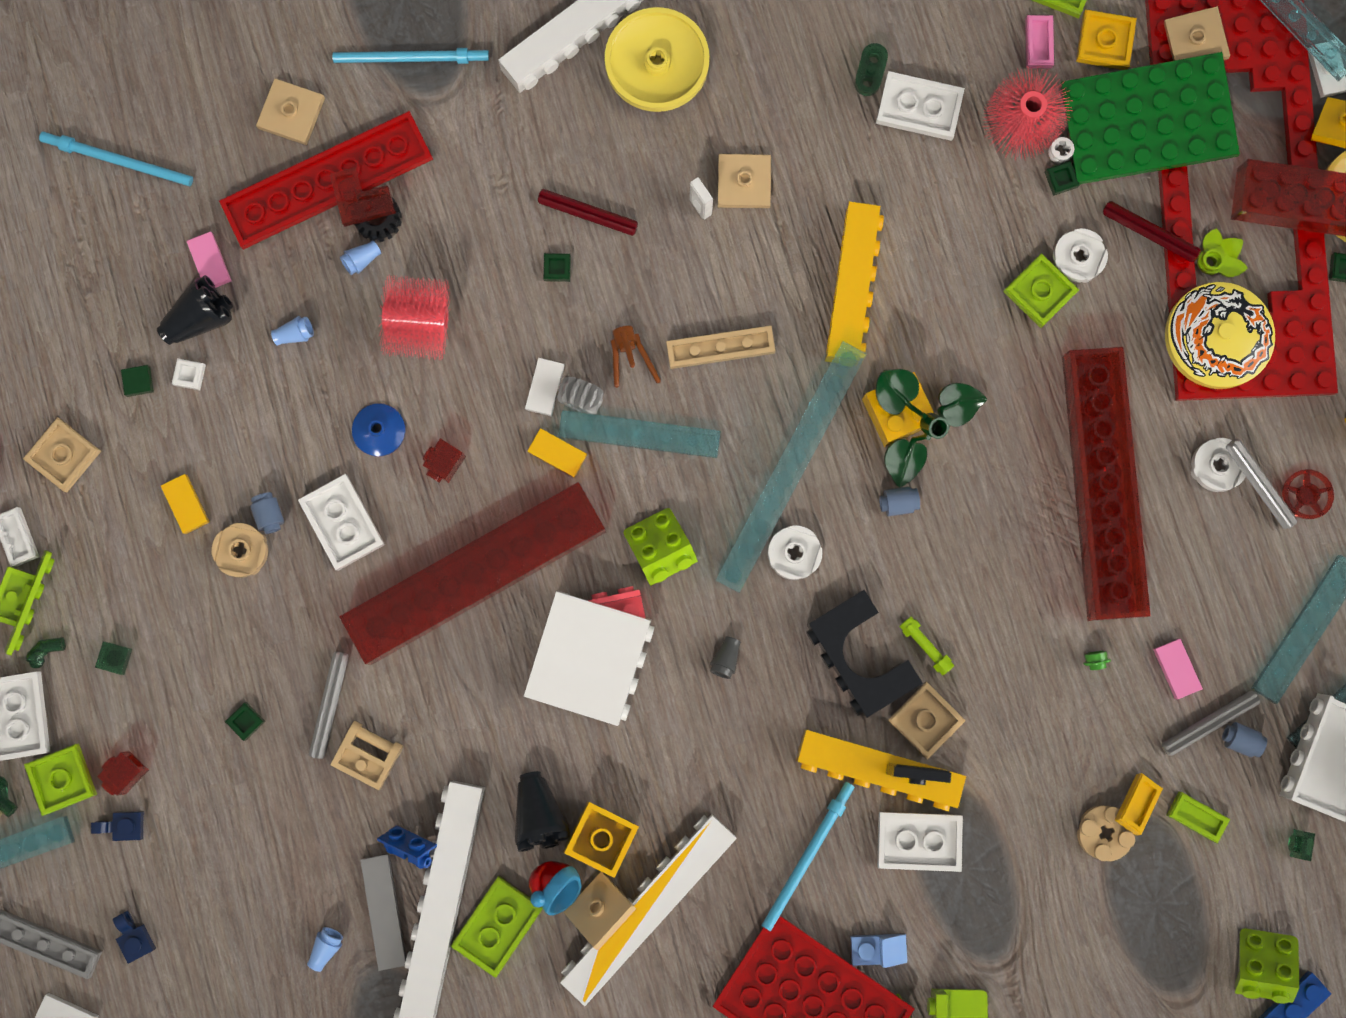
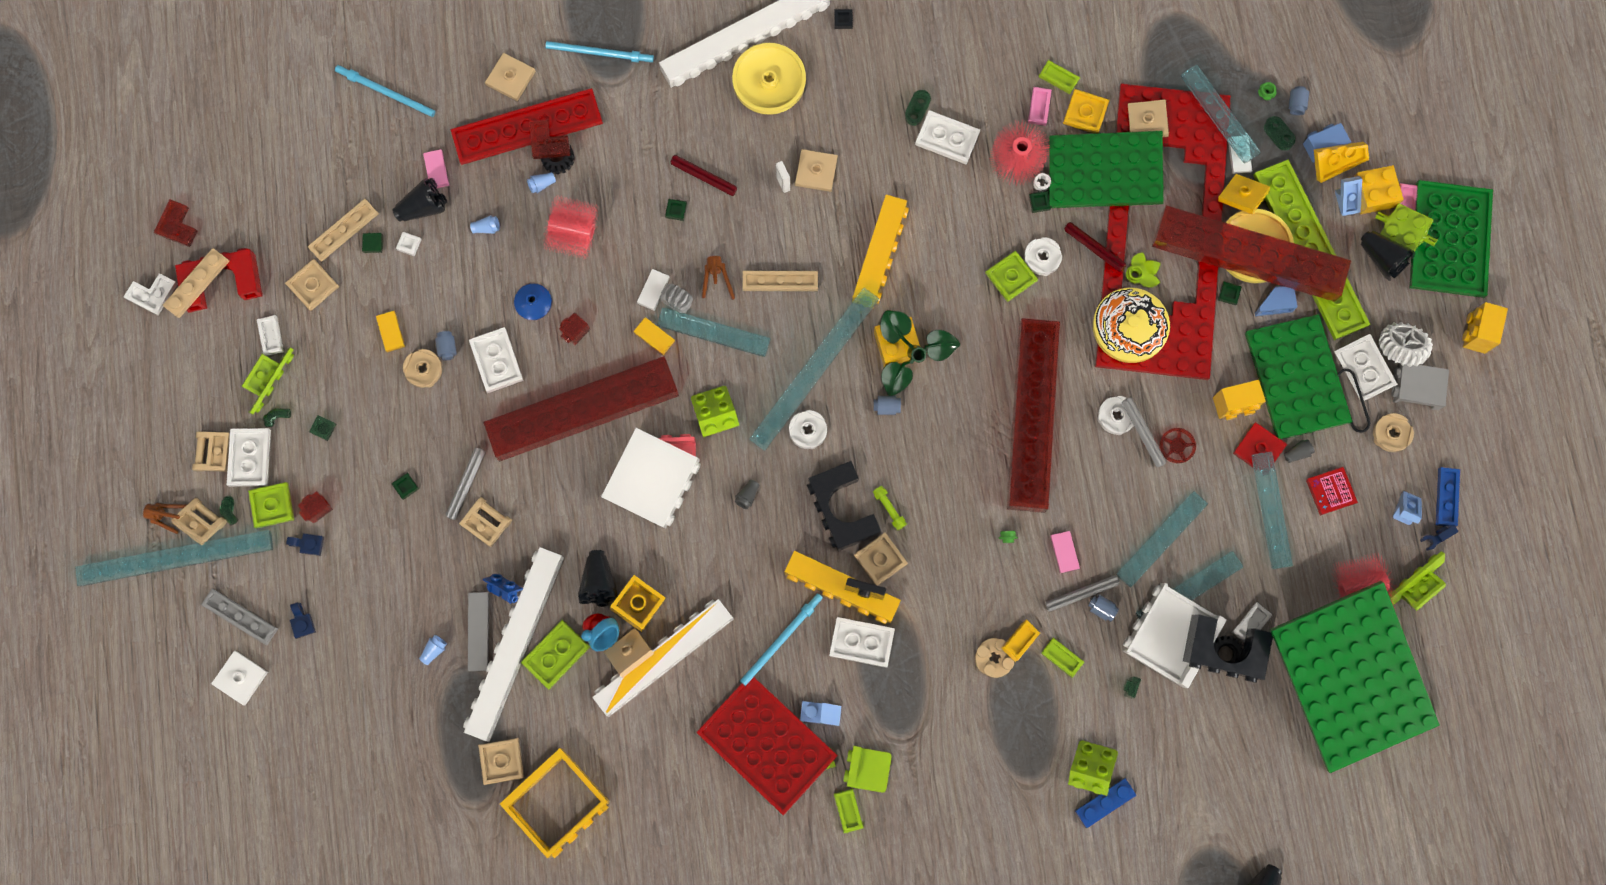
camera: 10 degrees right, 5 degrees down
(92, 369) = (343, 230): none -> tan plate

